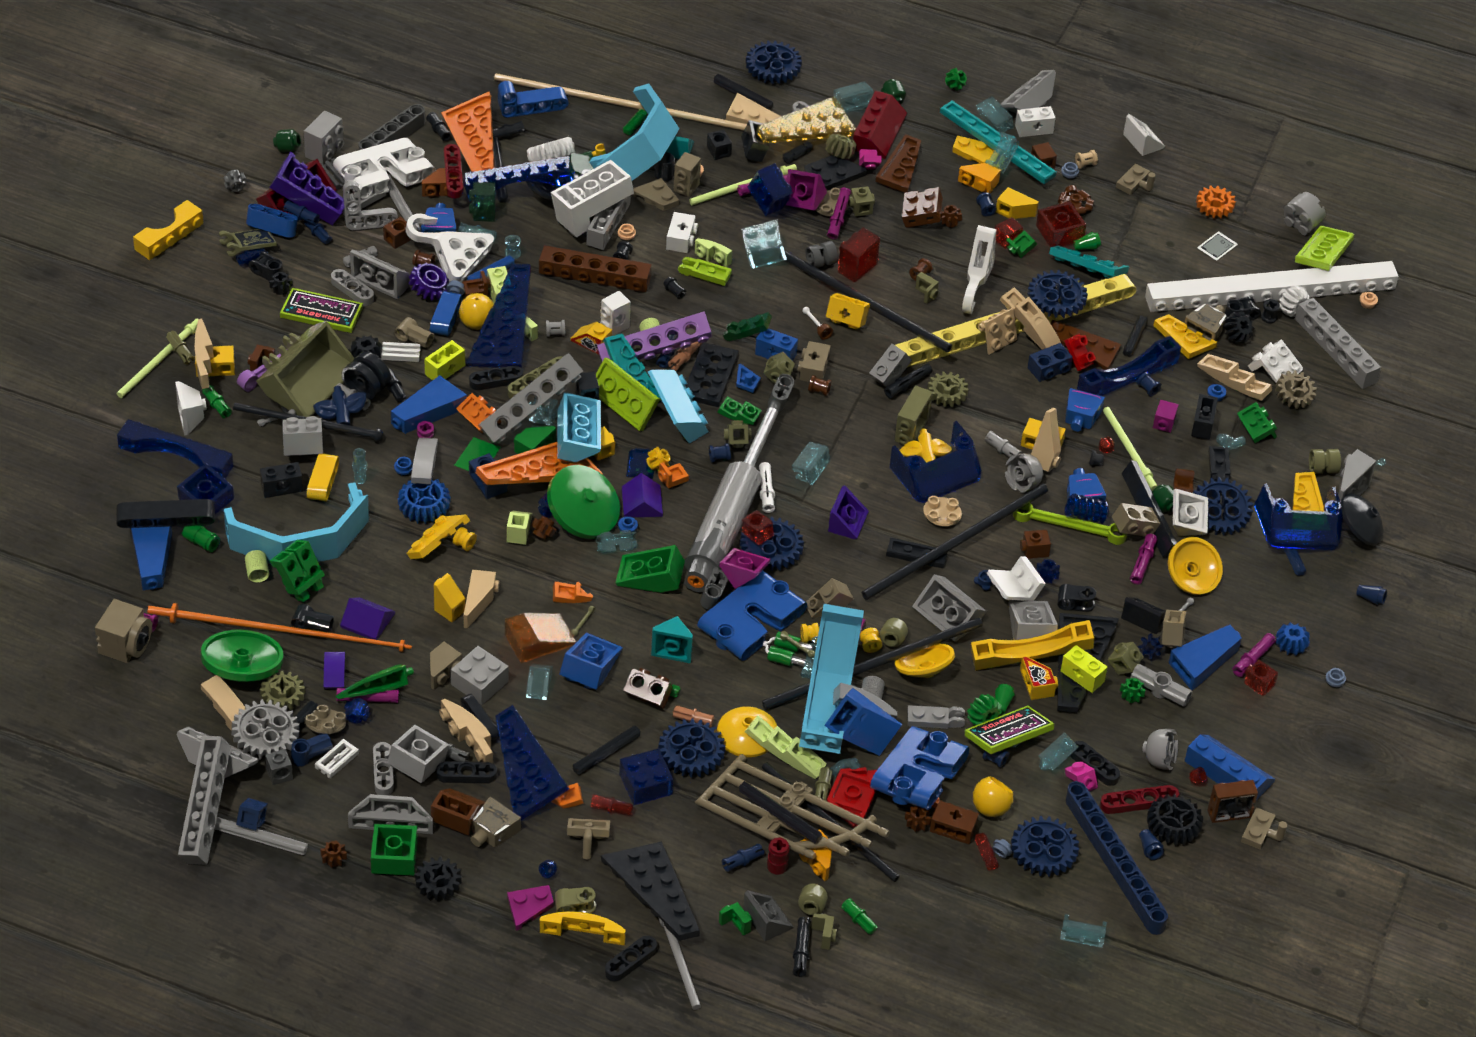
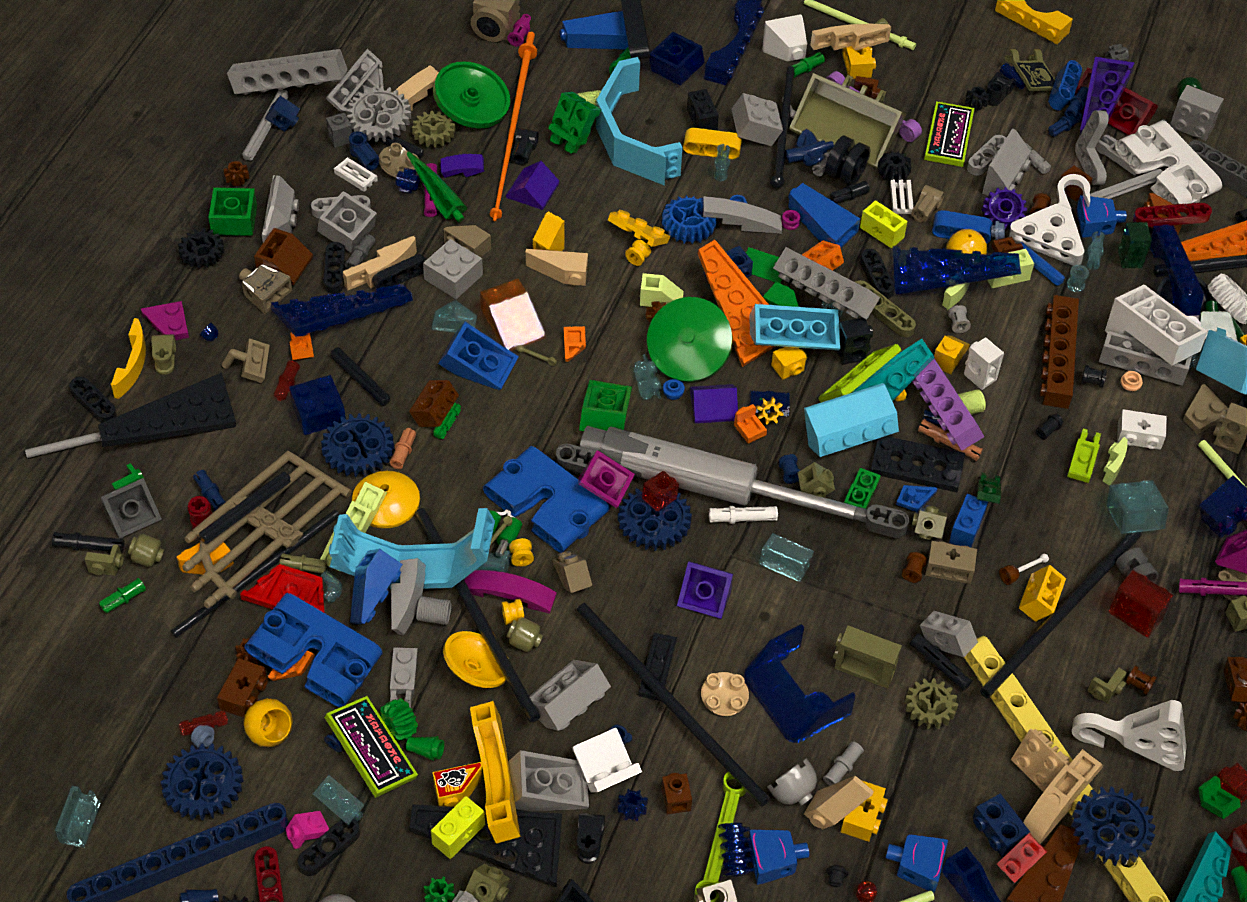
camera: 90 degrees right, 5 degrees up
(672, 641) = (497, 422): teal slope -> none
(926, 447) = (825, 676): yellow plant -> none

